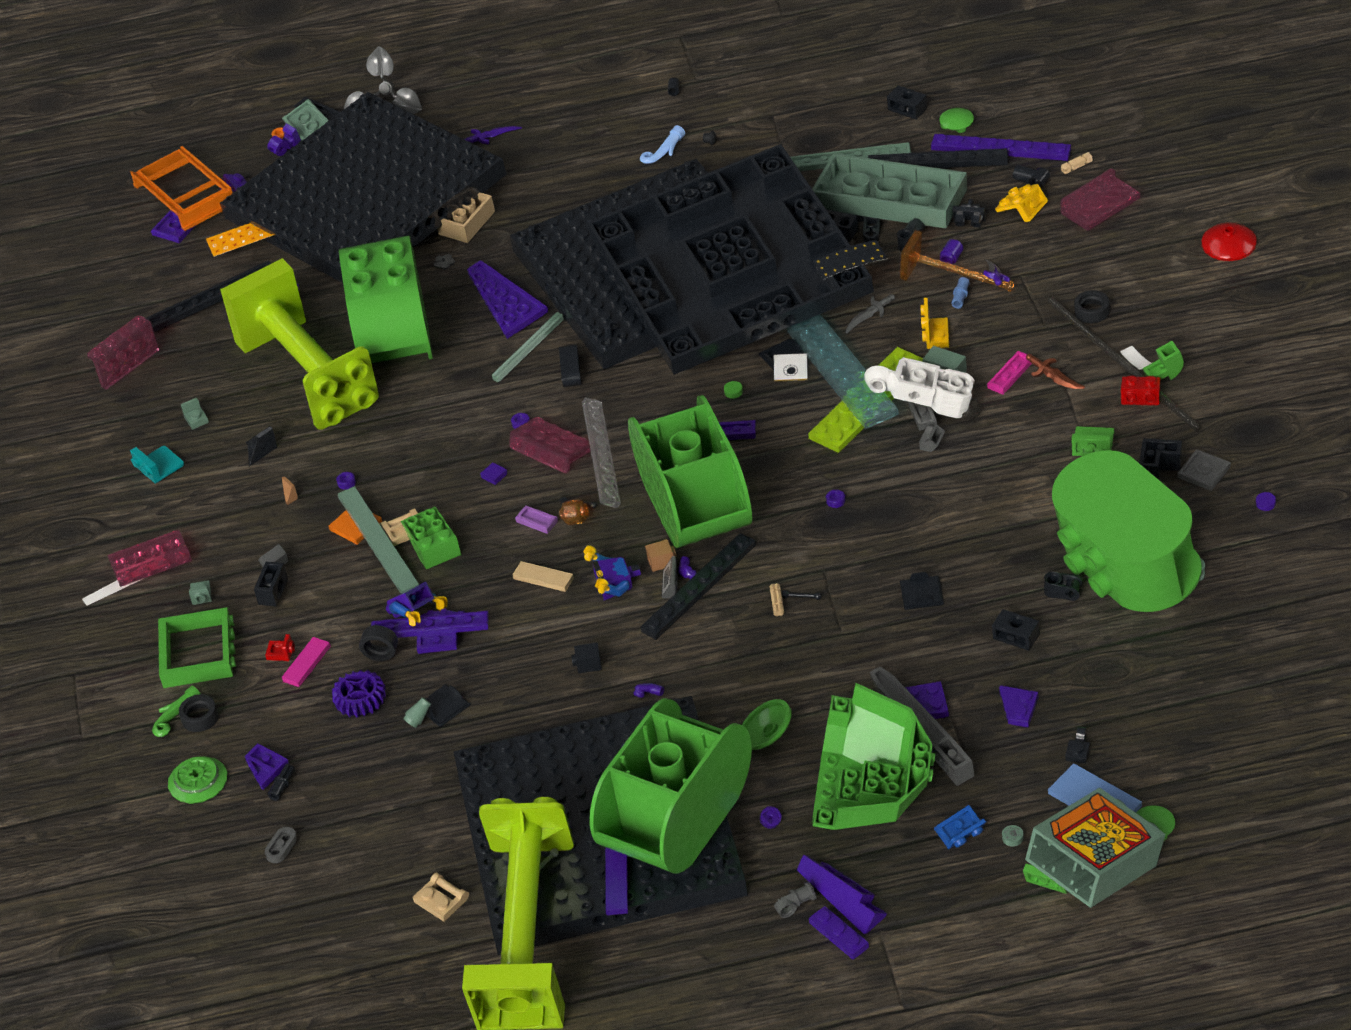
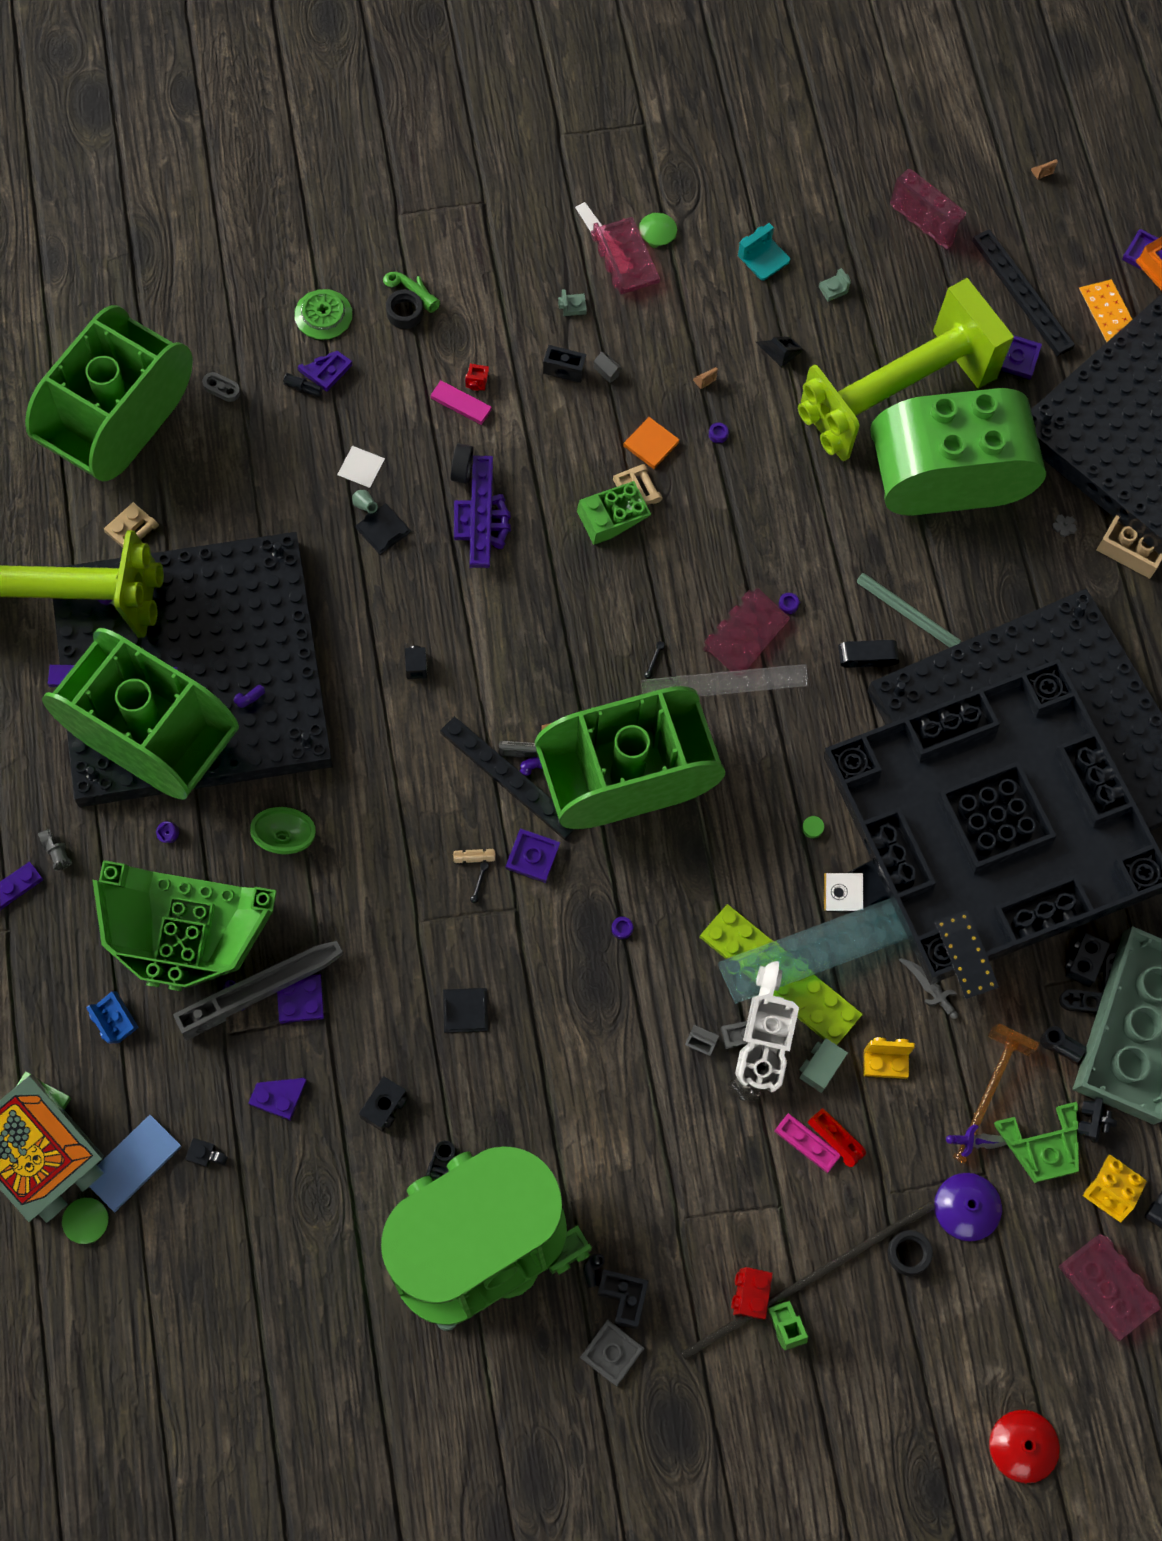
camera: 80 degrees right, 25 degrees up
(83, 293) = (1044, 169): none -> medium nougat slope
(120, 539) = (657, 229): none -> bright green dish
(199, 672) = (492, 275): bright green window -> none
(307, 890) = (108, 394): none -> bright green brick
(359, 698) = (404, 456): dark purple gear -> none
(373, 730) = (361, 466): none -> white sticker
(377, 539) = (617, 462): sand green tile -> none
(411, 599) = (513, 490): torso -> none
(493, 473) = (709, 575): dark purple tile -> none
(506, 301) = (984, 590): dark purple wing -> none
(536, 519) = (633, 618): medium lavender tile -> none
(543, 576) = (546, 623): tan tile -> none
(574, 512) = (632, 653): clear orange head -> none
(611, 573) = (529, 689): torso -> none
(651, 688) = (368, 721): dark purple arm -> none
(739, 429) = (742, 817): dark purple plate -> none
(774, 559) = (532, 855): none -> dark purple plate
(843, 893) = (55, 897): dark purple wedge -> none
(951, 251) = (1026, 1092): dark purple brick -> none
(960, 292) = (952, 1096): medium blue pin -> none
(999, 237) = (1046, 1154): none -> bright green wing
(1004, 352) = (837, 1137): none -> red plate
(1012, 835) = (97, 1071): sand green tile -> none
(1048, 281) = (956, 1215): none -> dark purple dish
(1054, 373) = (797, 1194): copper piece -> none
(1091, 440) = (674, 1226): bright green bracket -> none
(1135, 358) = (818, 1297): white sticker -> none
(1265, 501) = (549, 1419): dark purple tile -> none

